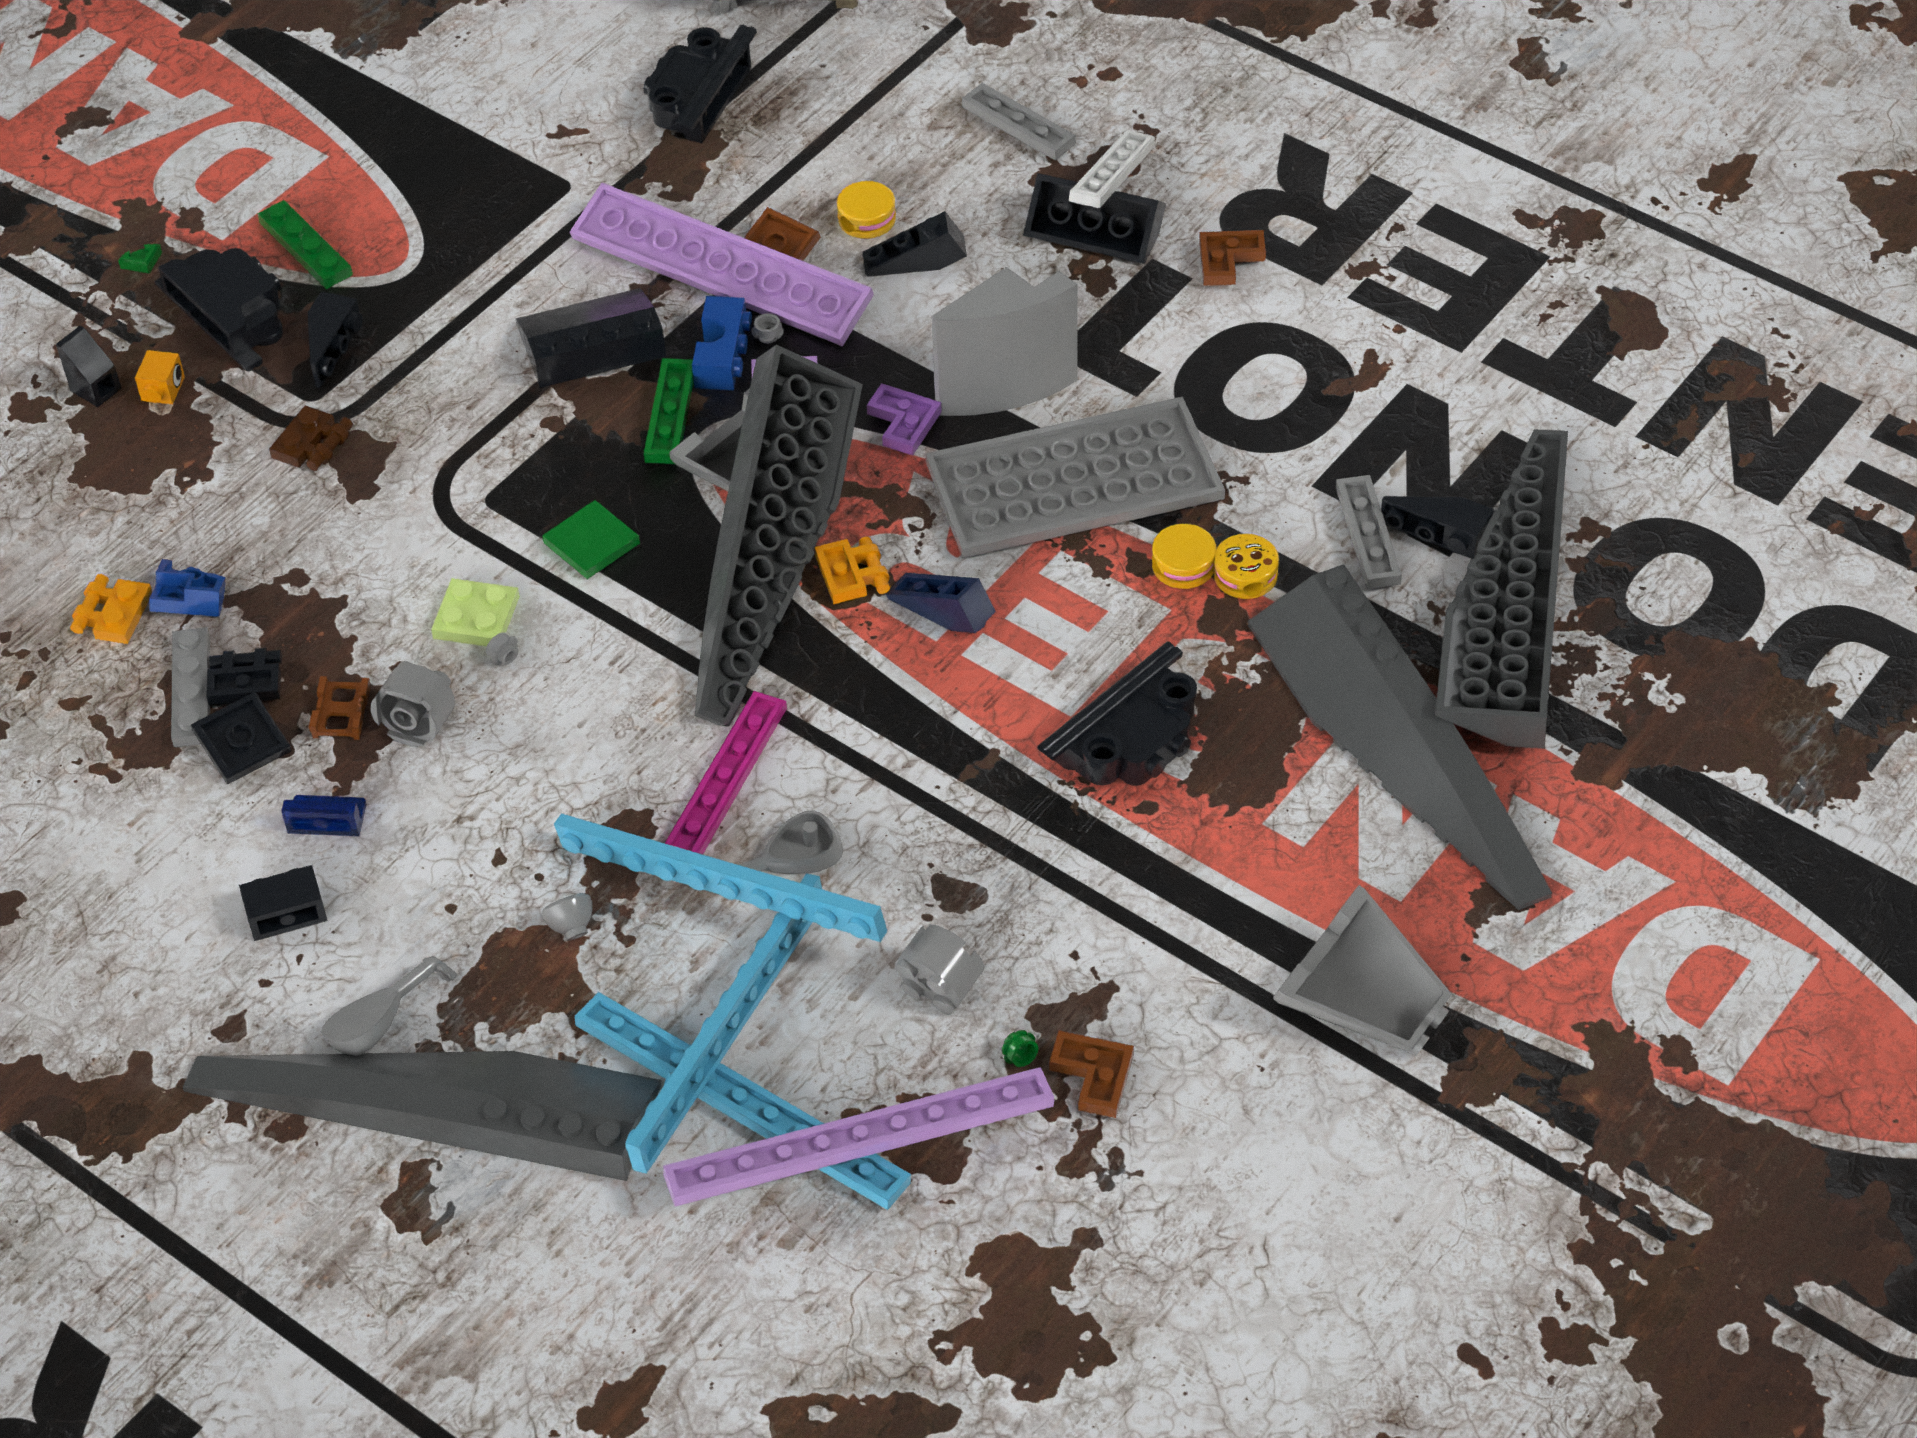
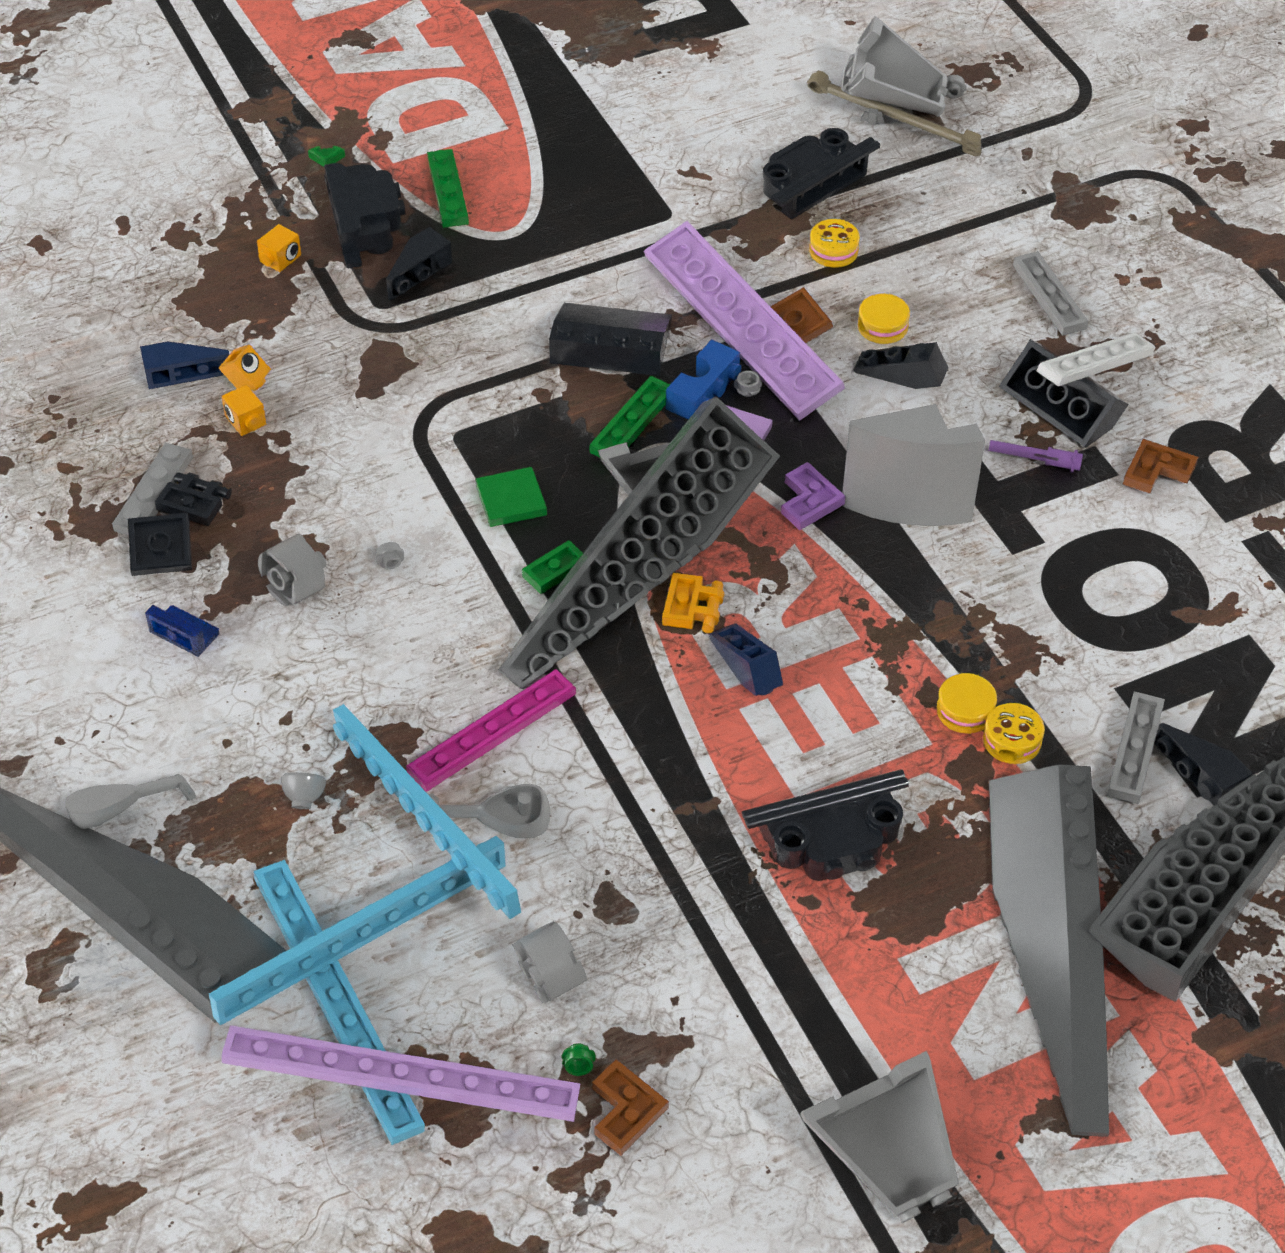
camera: 25 degrees right, 0 degrees up
(87, 367) = (230, 220): black slope -> none
(120, 613) = (142, 413): light orange plate -> none
(131, 541) = (180, 363): none -> dark blue slope
(187, 591) = (196, 416): blue slope -> none
(214, 518) = (245, 367): none -> light orange brick
(240, 562) = (244, 410): none -> light orange brick
(283, 902) = (106, 684): black brick -> none
(303, 438) = (357, 336): reddish brown plate -> none
(327, 708) = (237, 547): dark orange piece -> none
(474, 612) = (389, 517): yellowish green plate -> none
(685, 591) = (551, 567): none -> green plate
(766, 150) = (834, 243): none -> yellow head
(1073, 477) = (918, 600): light grey plate -> none
(1123, 284) = (1053, 456): none -> medium lavender pin

